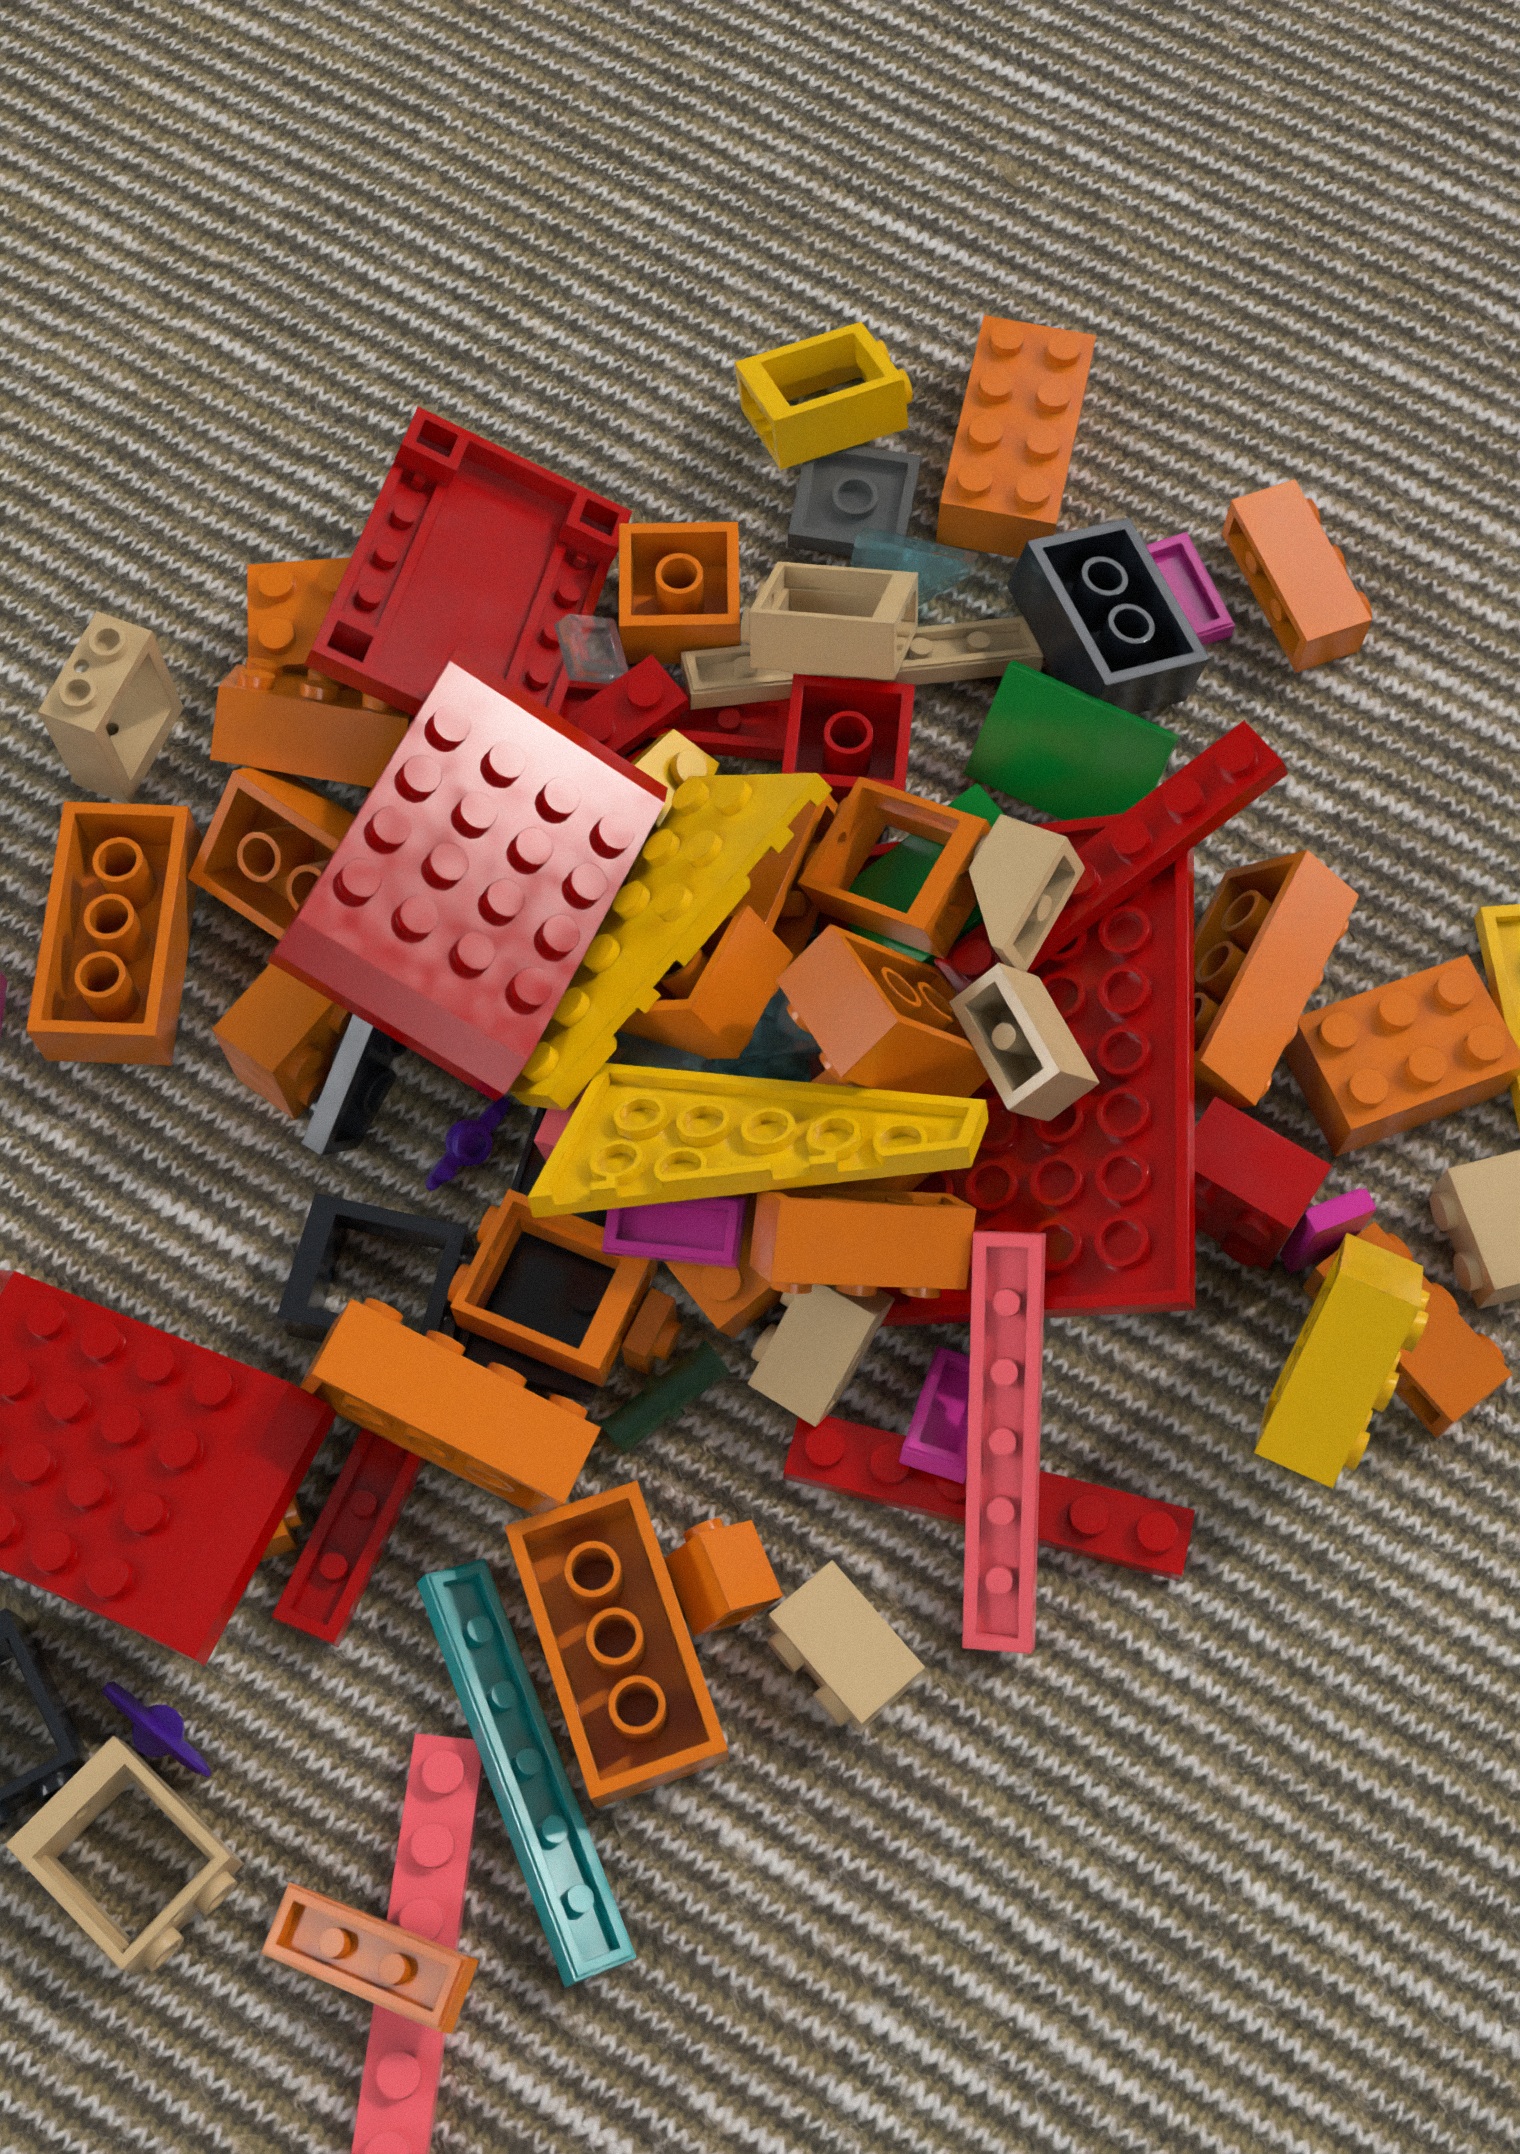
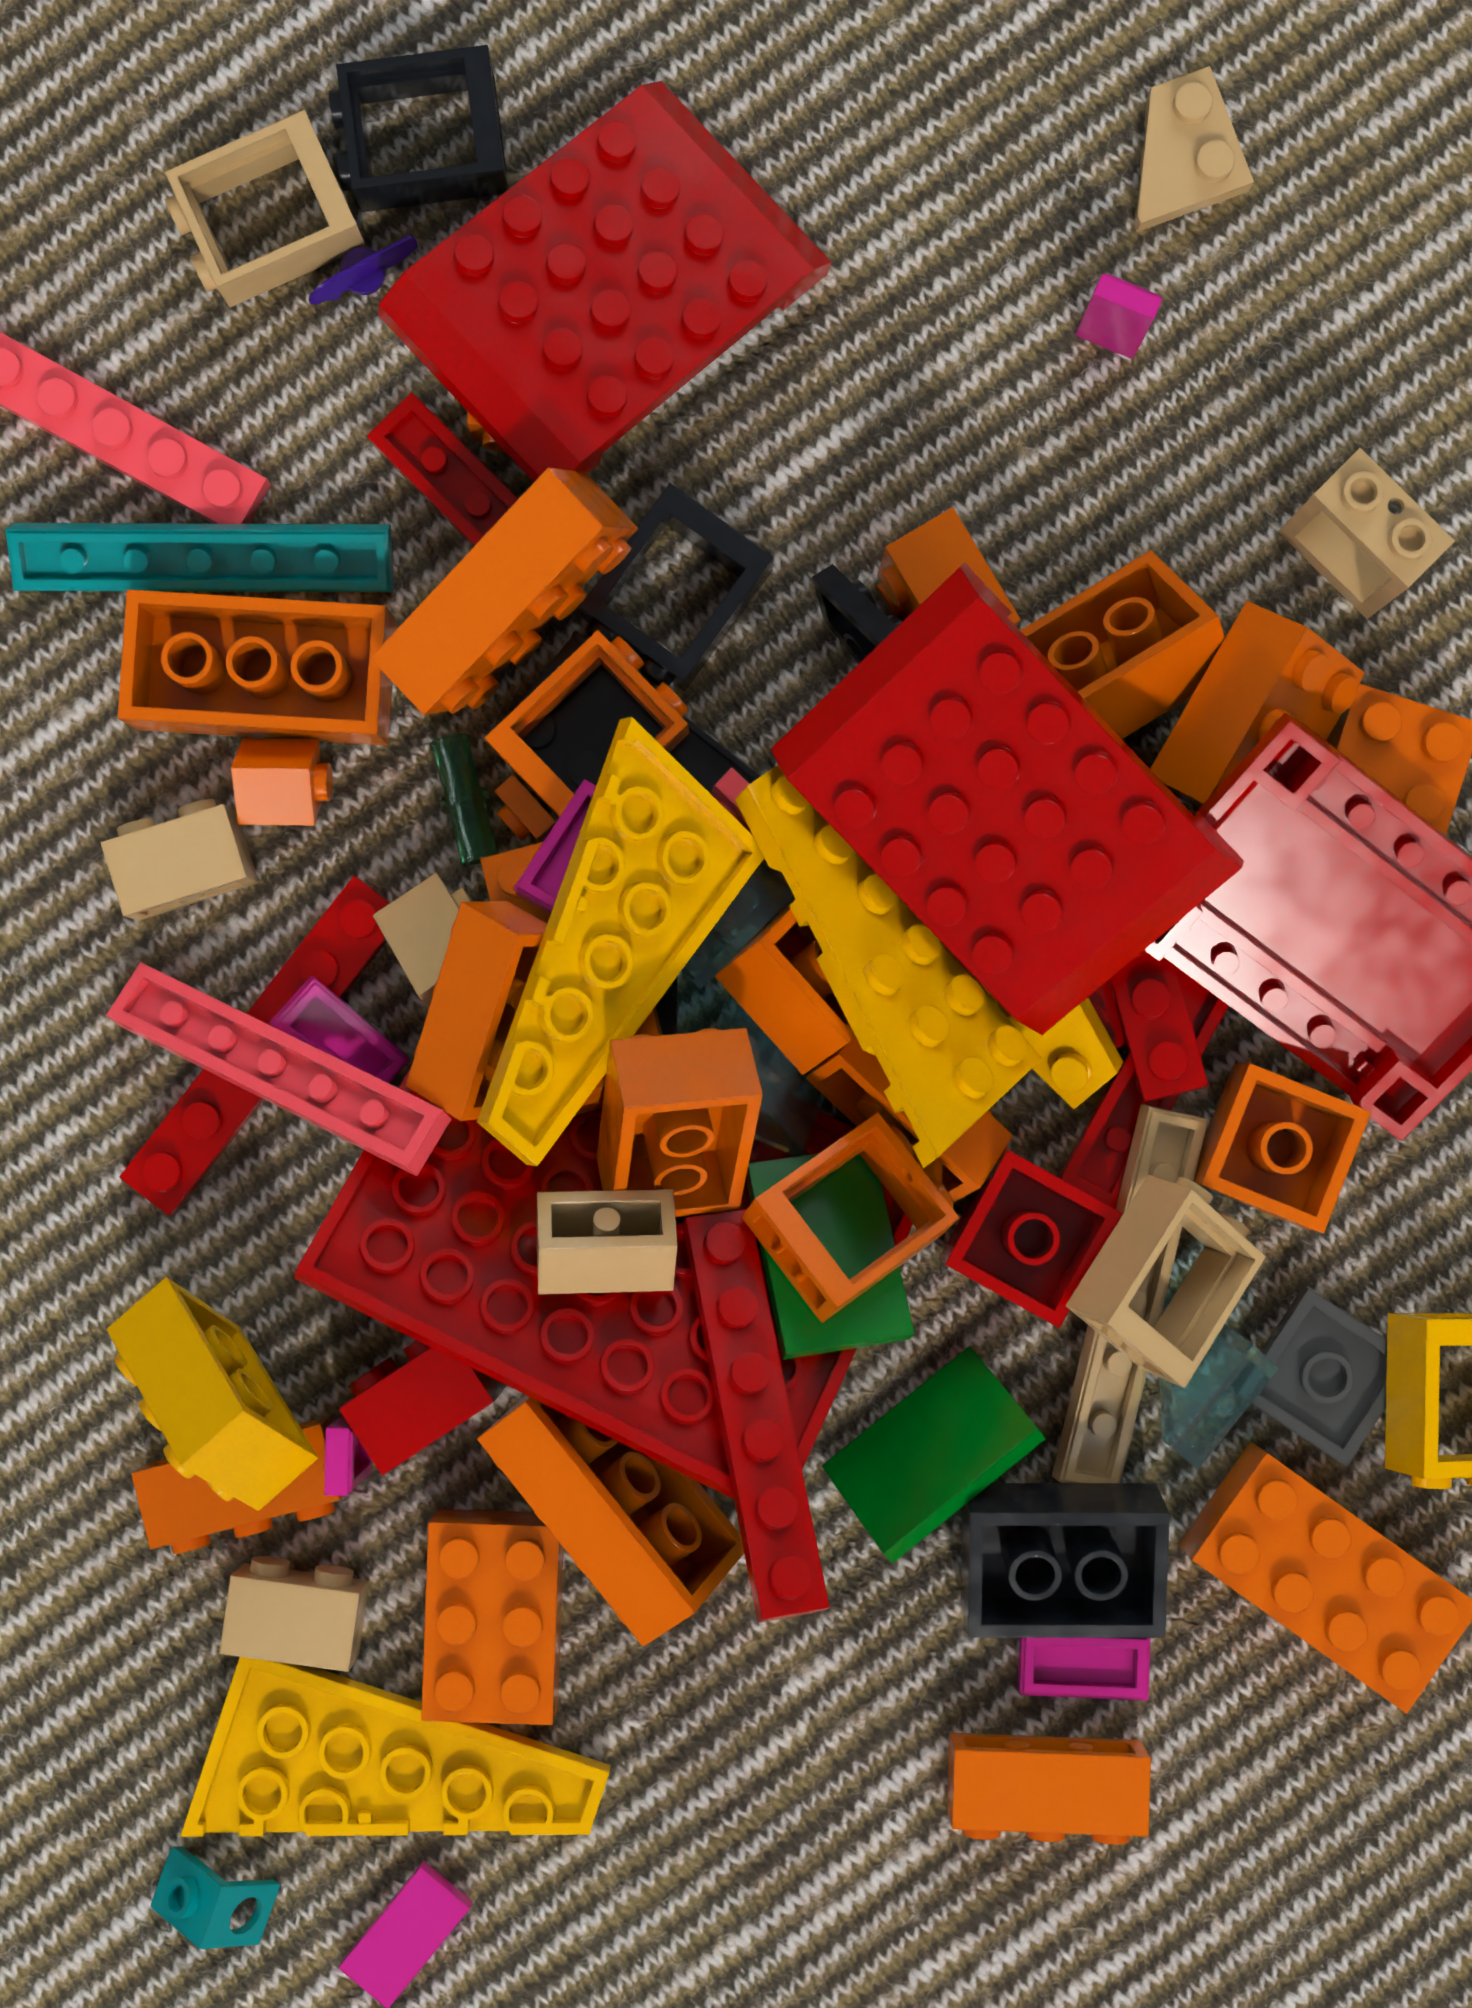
camera: 115 degrees right, 20 degrees up
(115, 934) = (1123, 466): orange brick -> none
(370, 1957) = (97, 375): orange tile -> none
(467, 1143) = (778, 713): dark purple piece -> none
(591, 648) = (1240, 1028): clear tile -> none
(1022, 886) = (755, 1306): tan slope -> none

